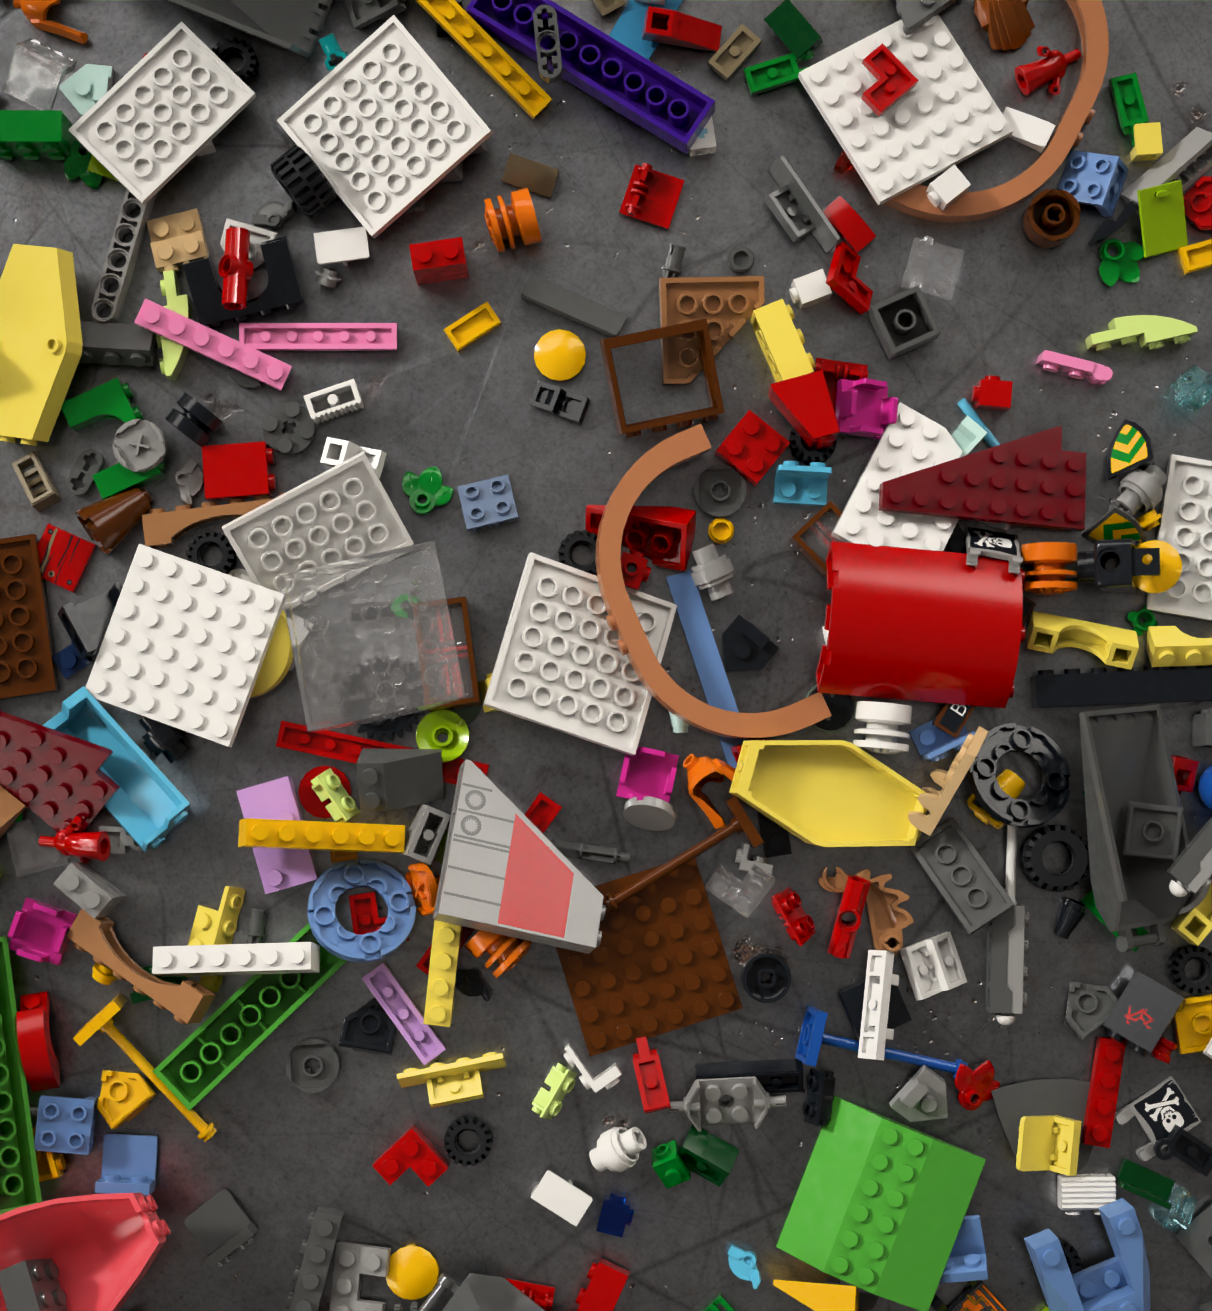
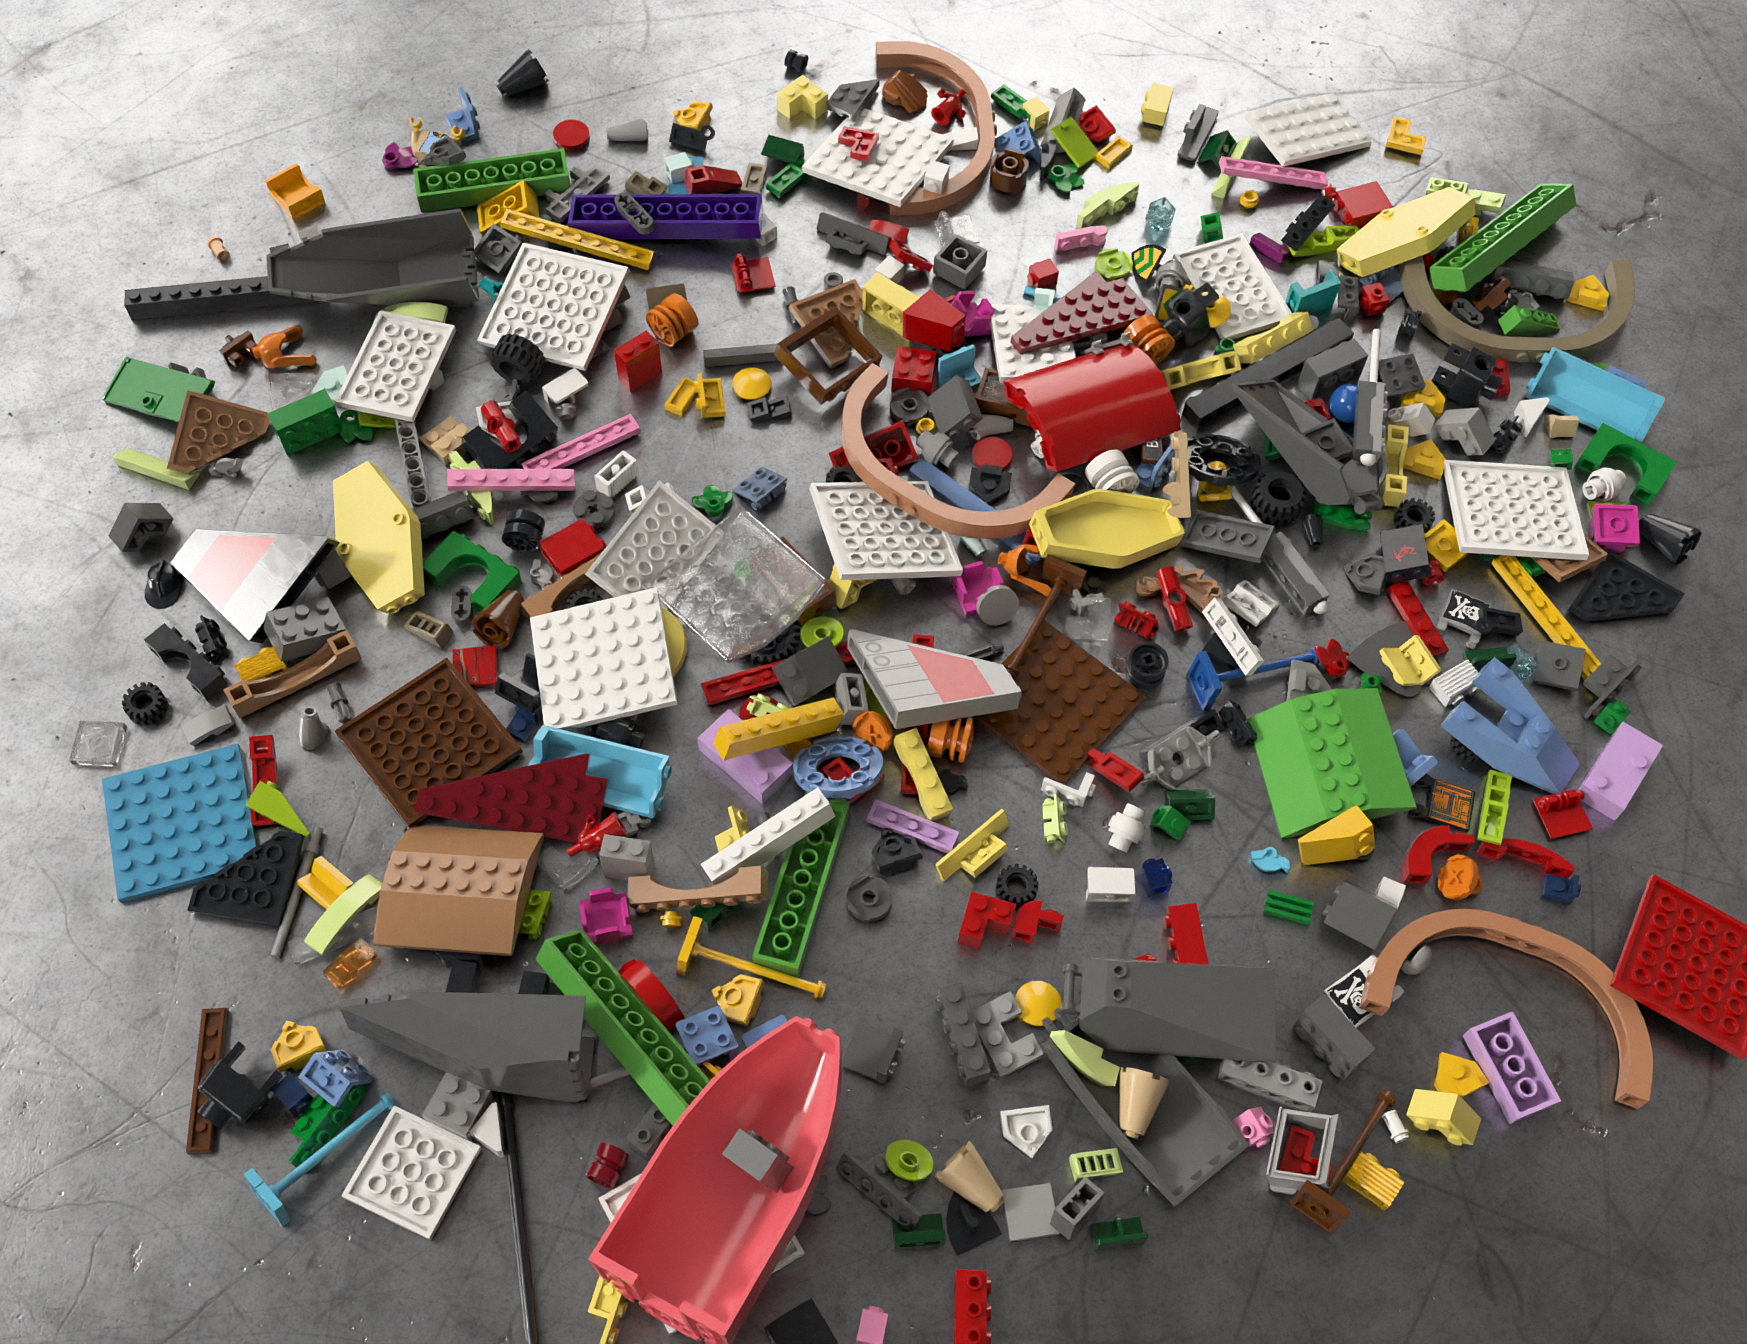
camera: 30 degrees left, 25 degrees down
(139, 445) = (494, 561): light grey tile -> none
(222, 42) = (420, 310): none -> yellowish green slope
(460, 1182) = (1030, 917): none -> red brick
(499, 350) = (710, 397): none -> yellow bracket
(763, 533) = (955, 407): none -> dark grey brick
(773, 609) = (992, 452): none -> red tile
(789, 567) = (991, 425): none -> light grey piece
(995, 1128) = (1376, 680): none -> green plate
(1091, 424) = (1113, 264): none -> lime tile

